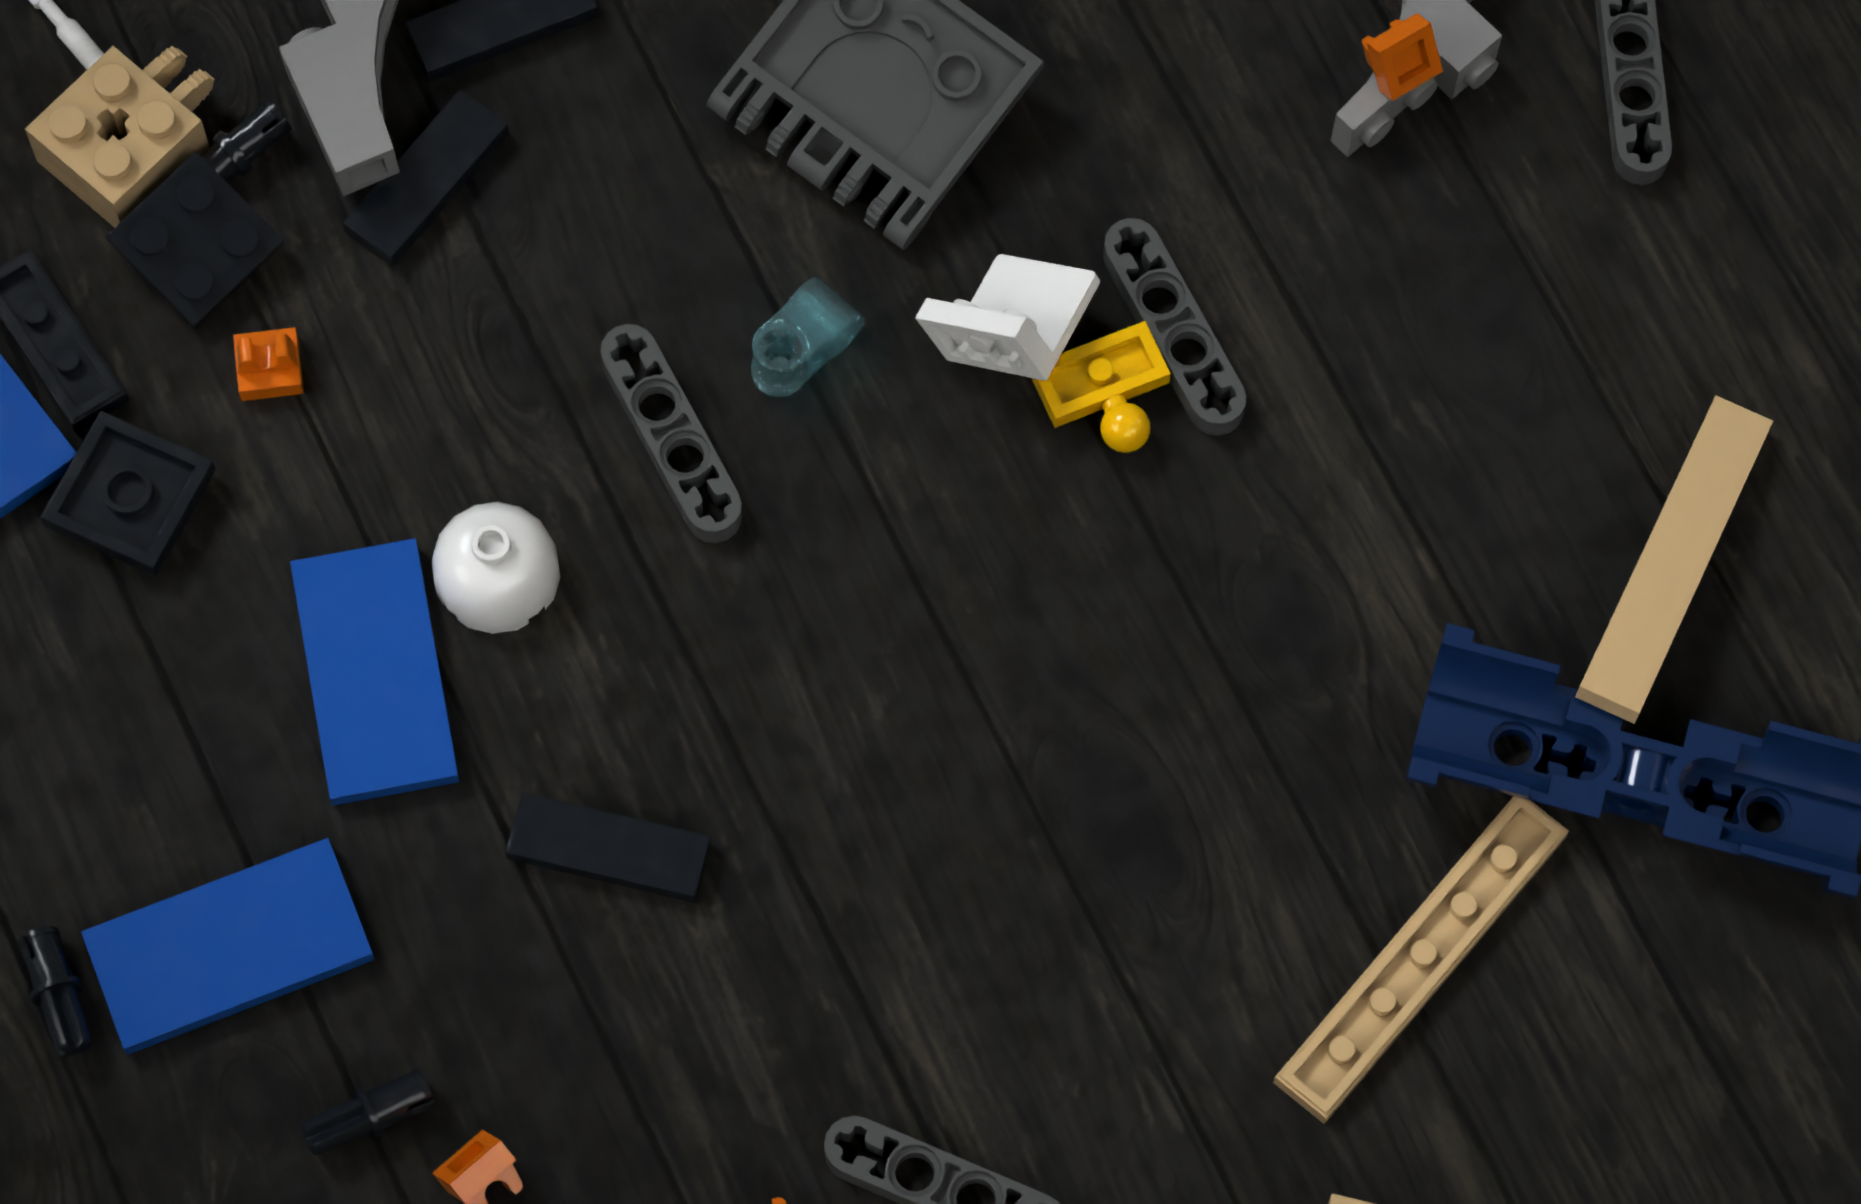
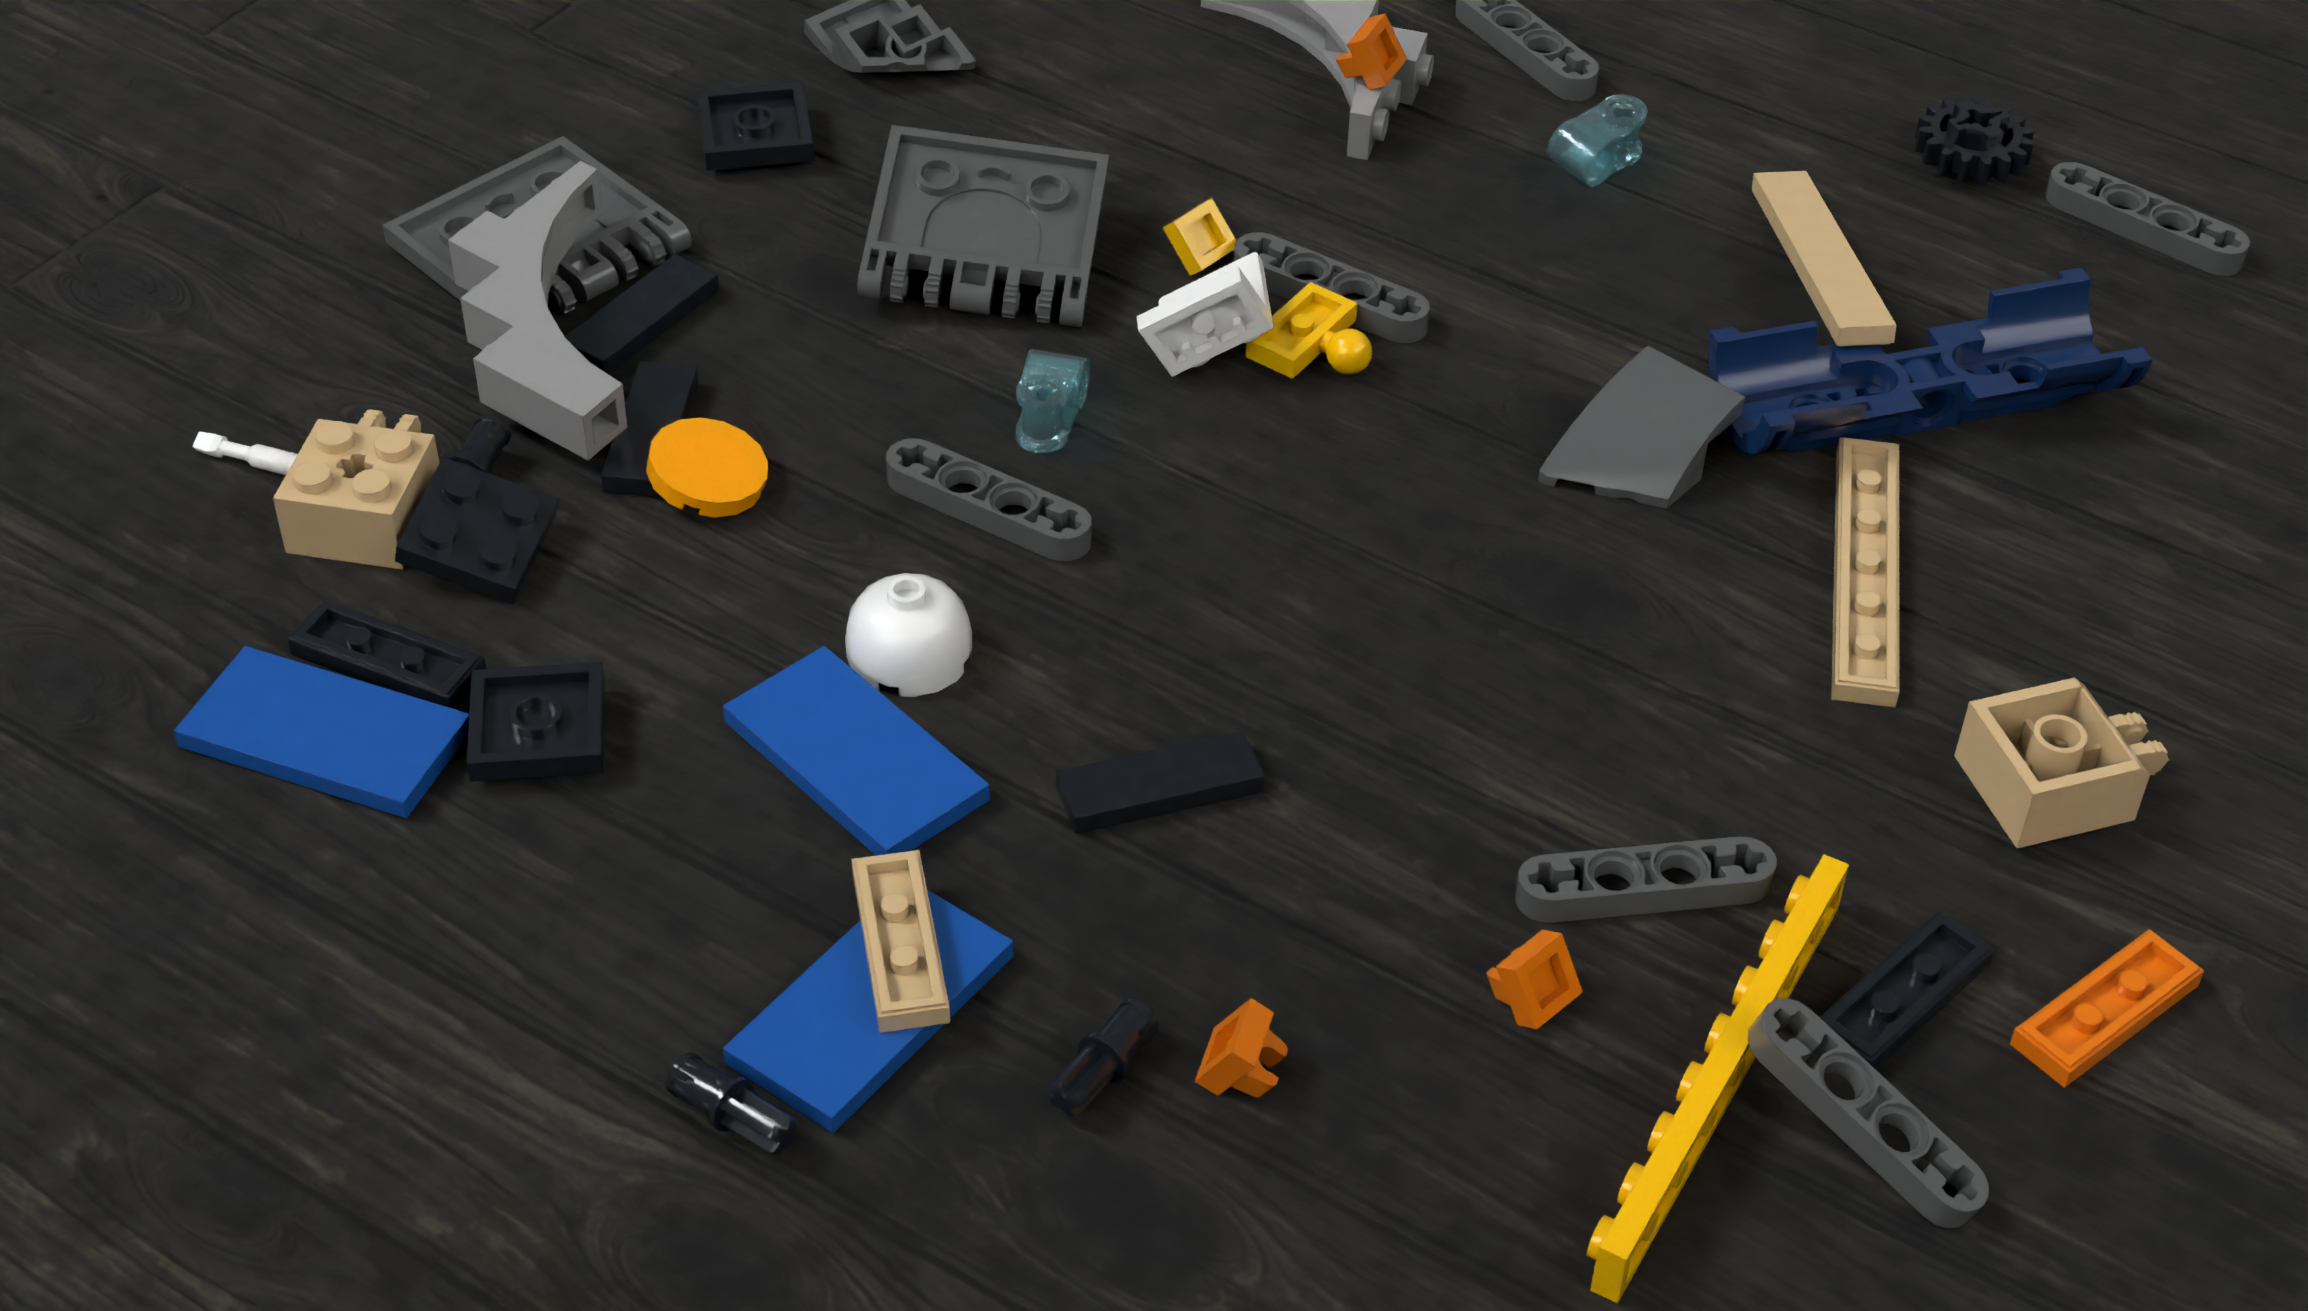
camera: 30 degrees left, 25 degrees down
(268, 364) = (600, 591): orange tile -> none
(276, 906) = (900, 941): none -> tan tile
(440, 263) = (707, 467): none -> light orange tile
(1085, 198) = (1200, 236): none -> yellow plate
(1323, 689) = (1645, 432): none -> dark grey slope
(1577, 272) = (1600, 139): none -> clear light blue piece

